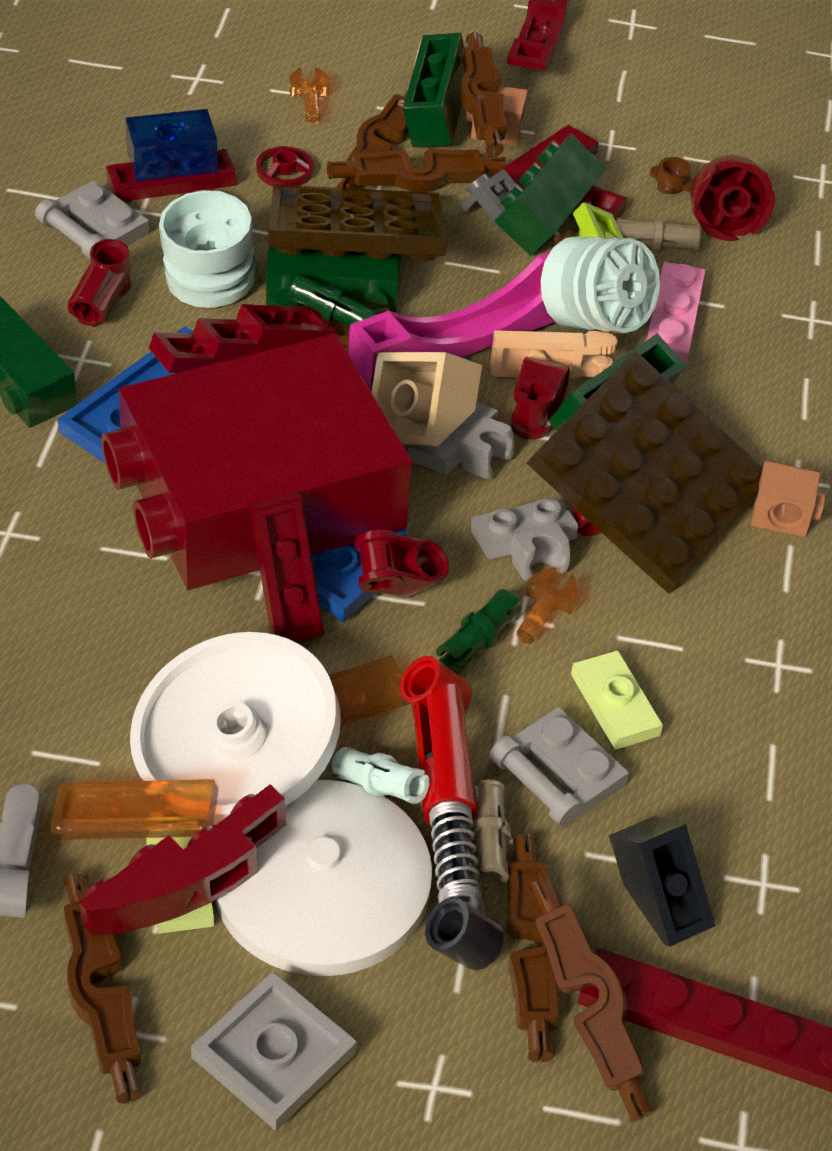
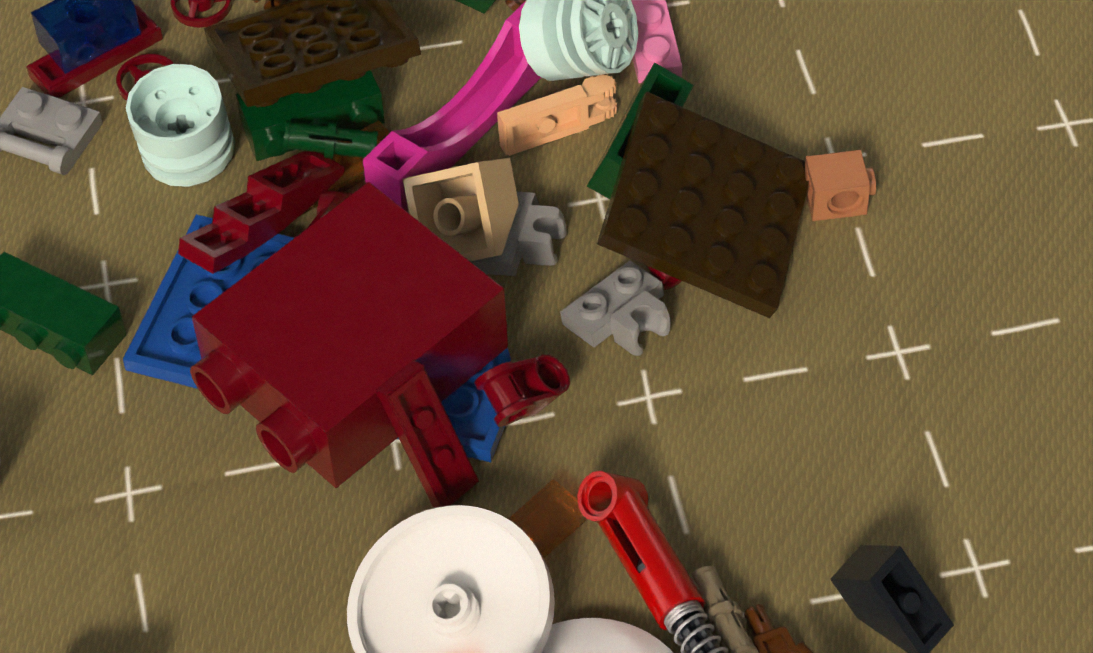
camera: 15 degrees left, 5 degrees up
(102, 282) = (89, 197): dark red piece -> none
(380, 775) = (604, 601): light aqua pin -> none
(479, 630) = (619, 423): dark green pin -> none
(538, 396) = (564, 164): dark red piece -> none
(546, 602) = (666, 371): clear orange bar -> none
(567, 756) = (758, 516): light grey plate -> none
(616, 700) = (772, 443): yellowish green plate -> none

